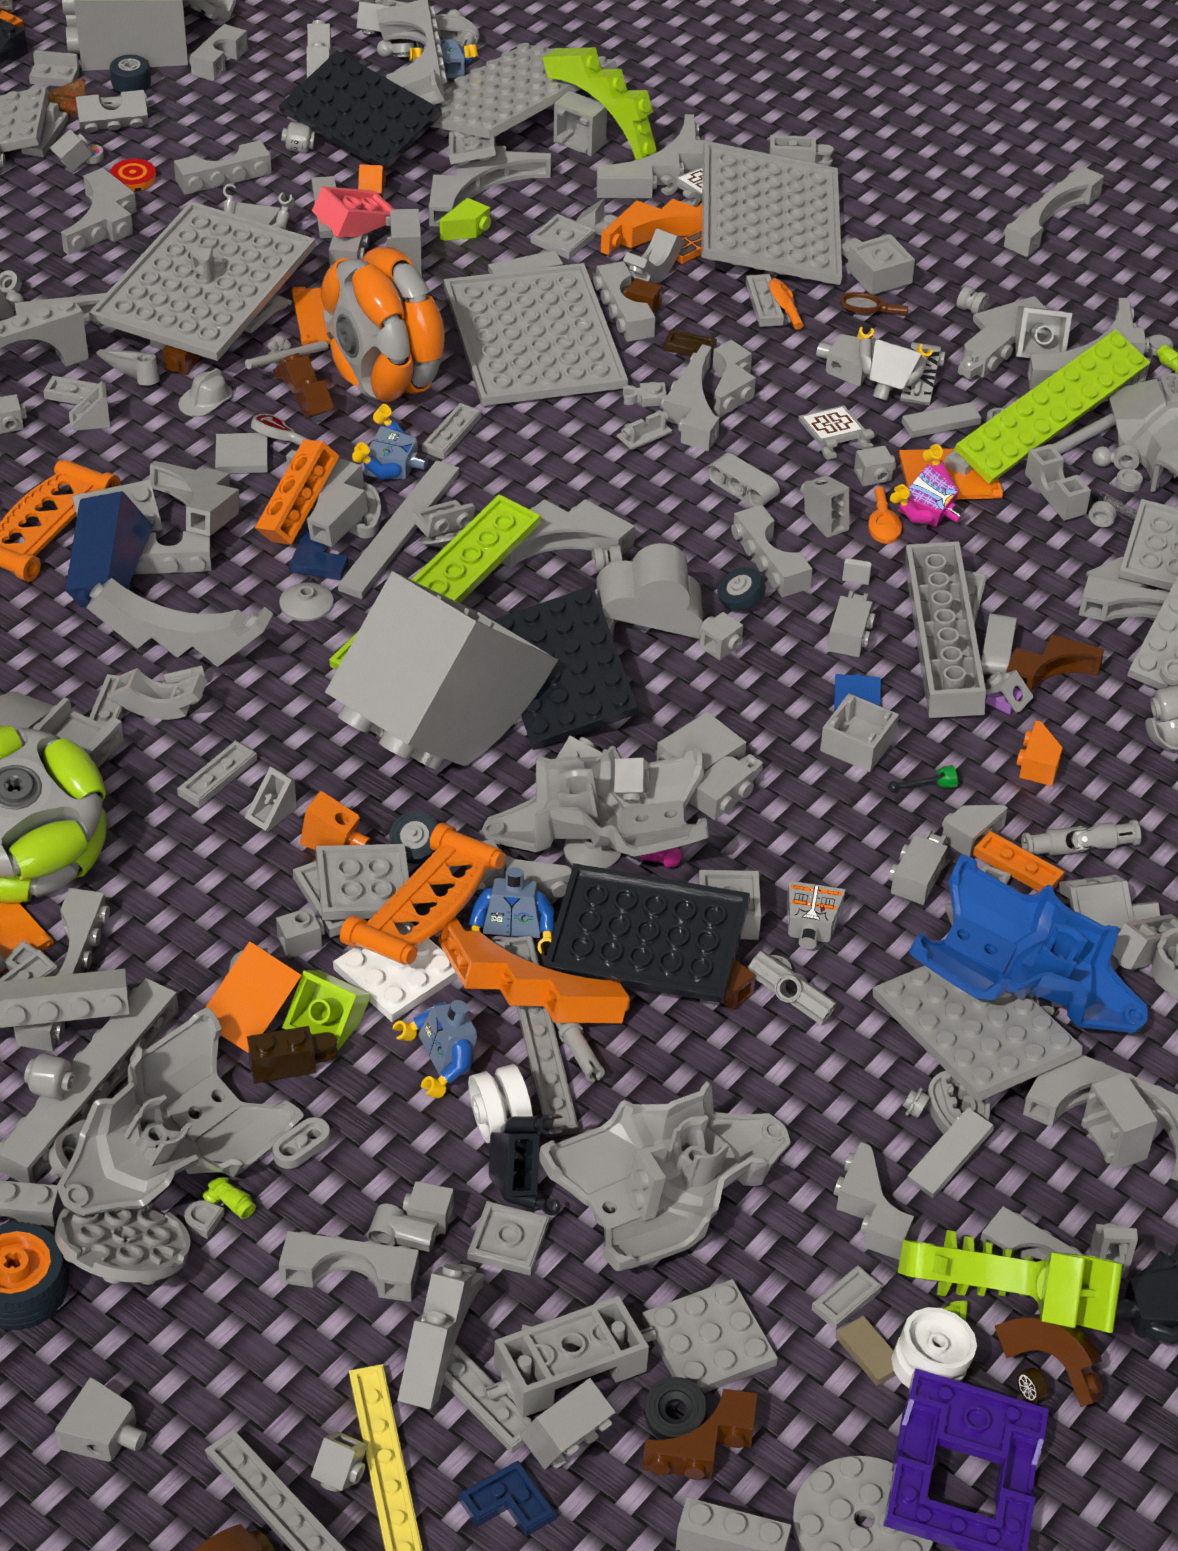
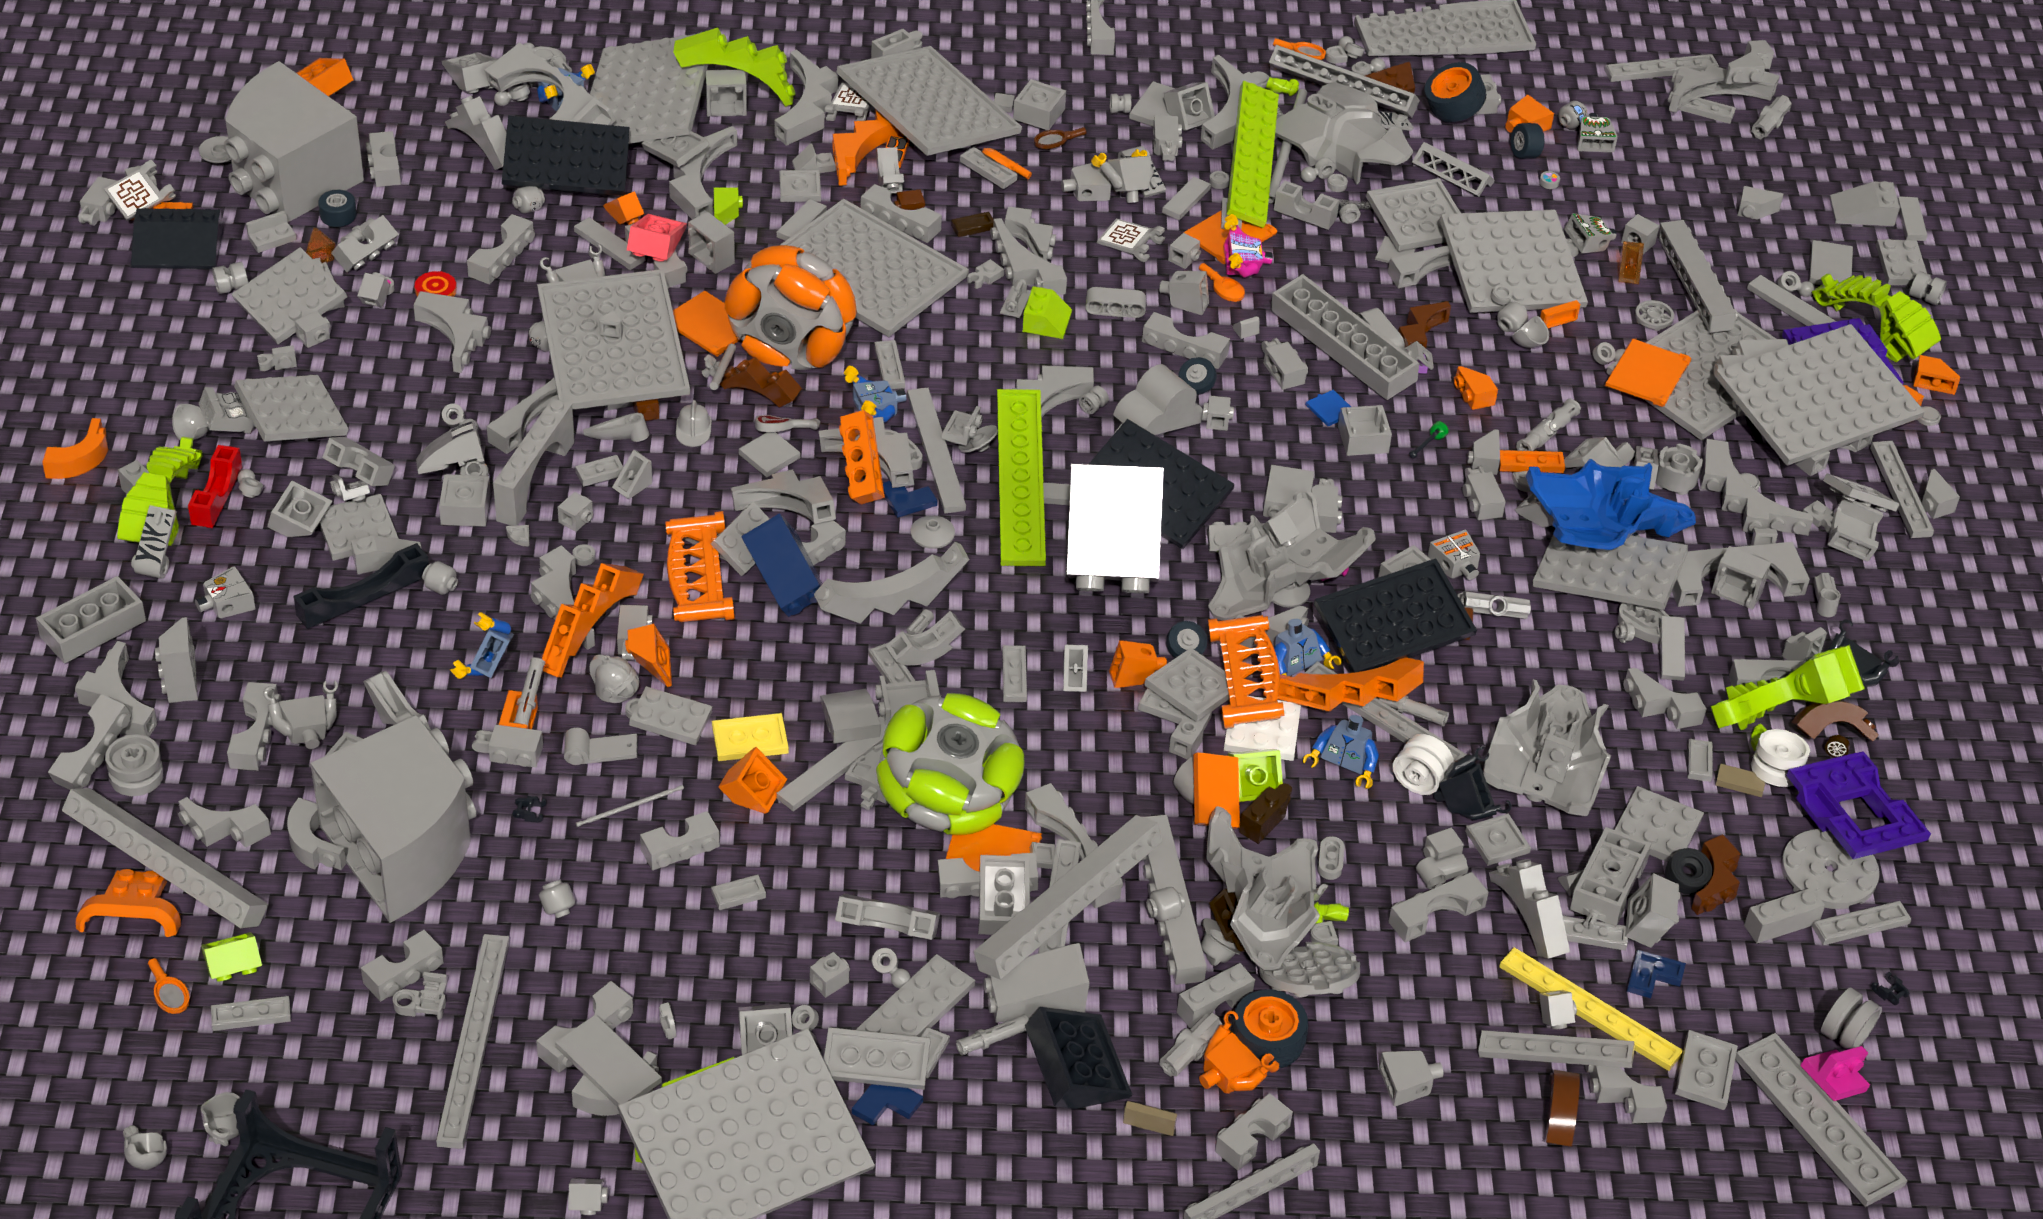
camera: 40 degrees left, 0 degrees up
(656, 456) = (1046, 313): none -> lime slope

